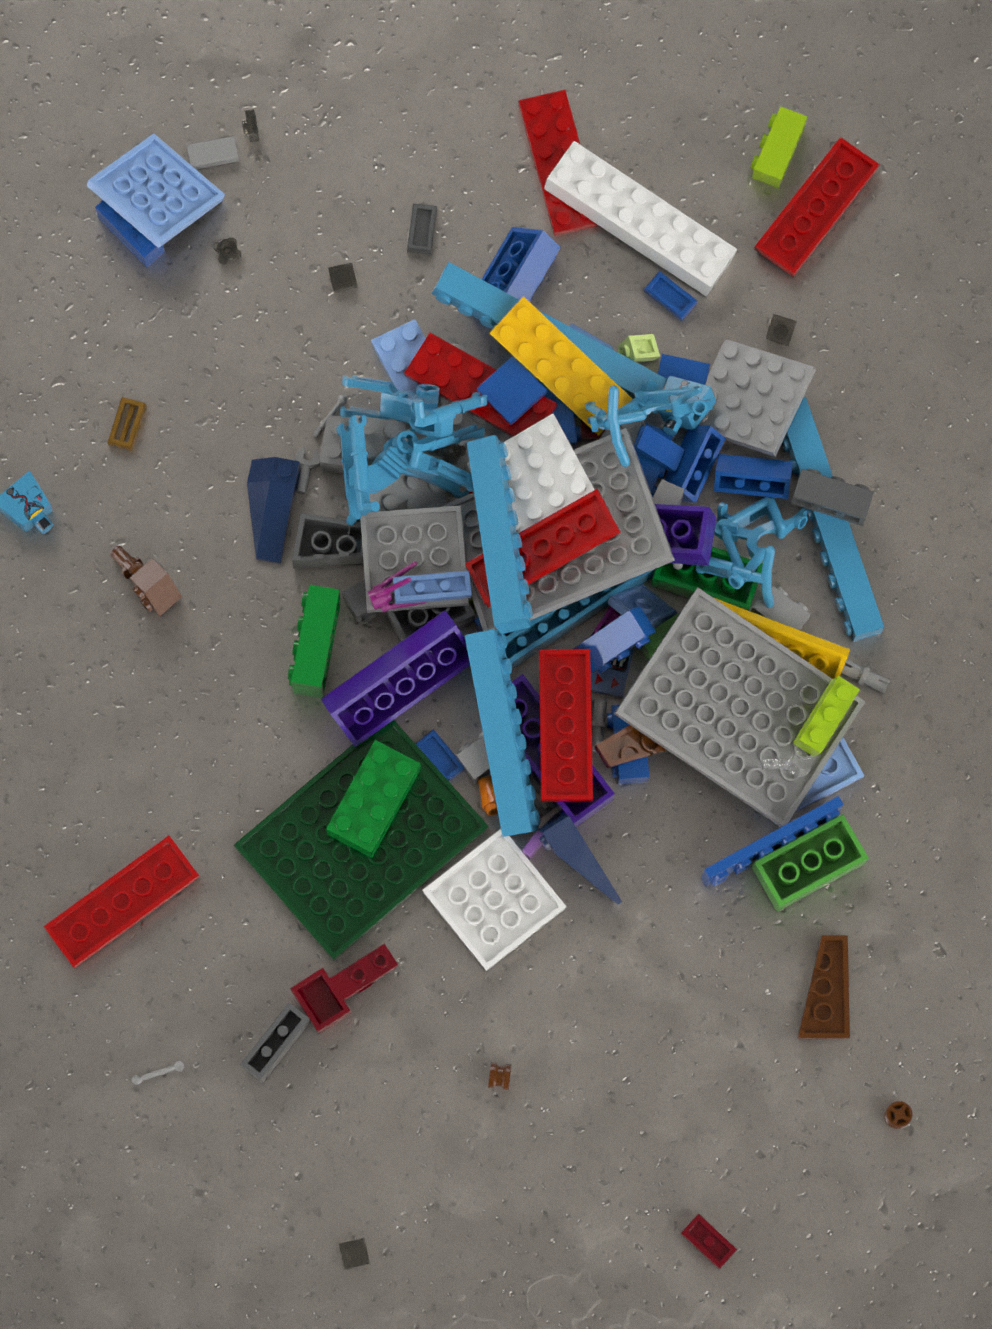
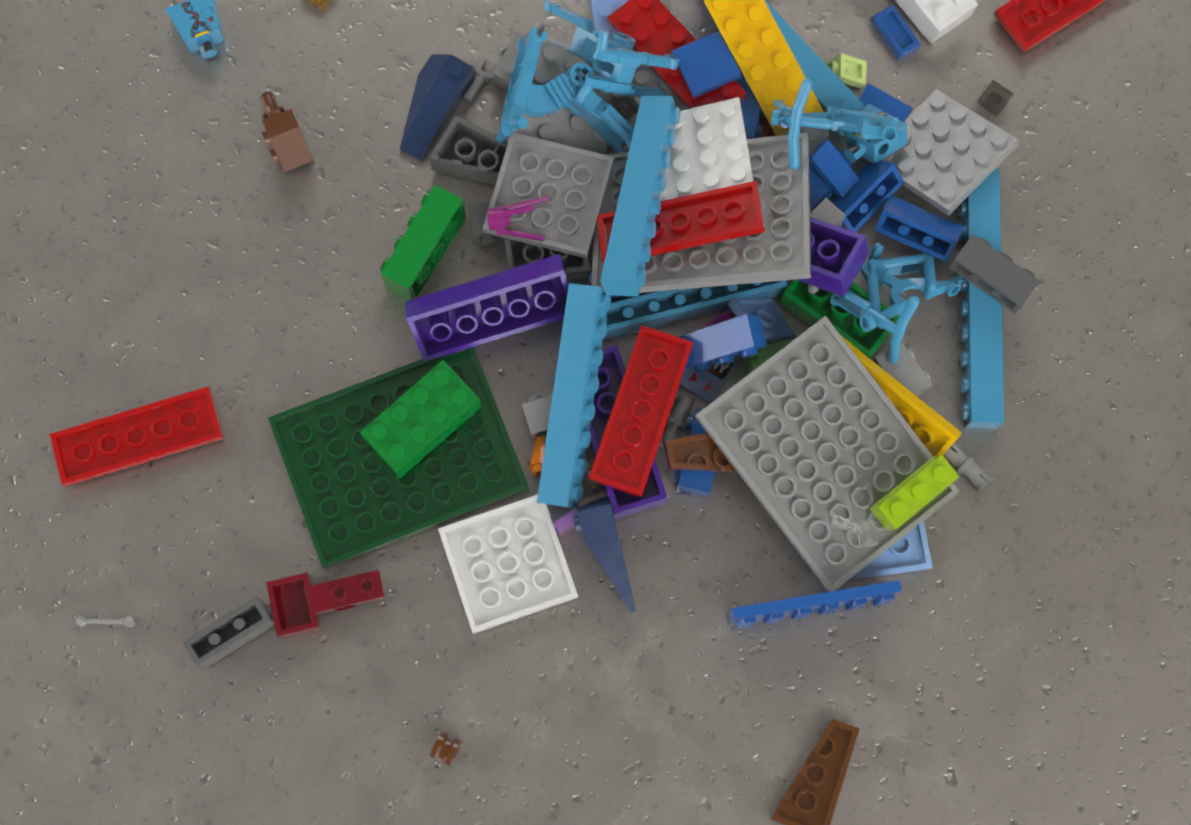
camera: 20 degrees right, 0 degrees up
(433, 587) = (555, 227): medium blue plate -> none
(440, 755) = (507, 400): blue tile -> none
(810, 862) = (846, 638): bright green brick -> none

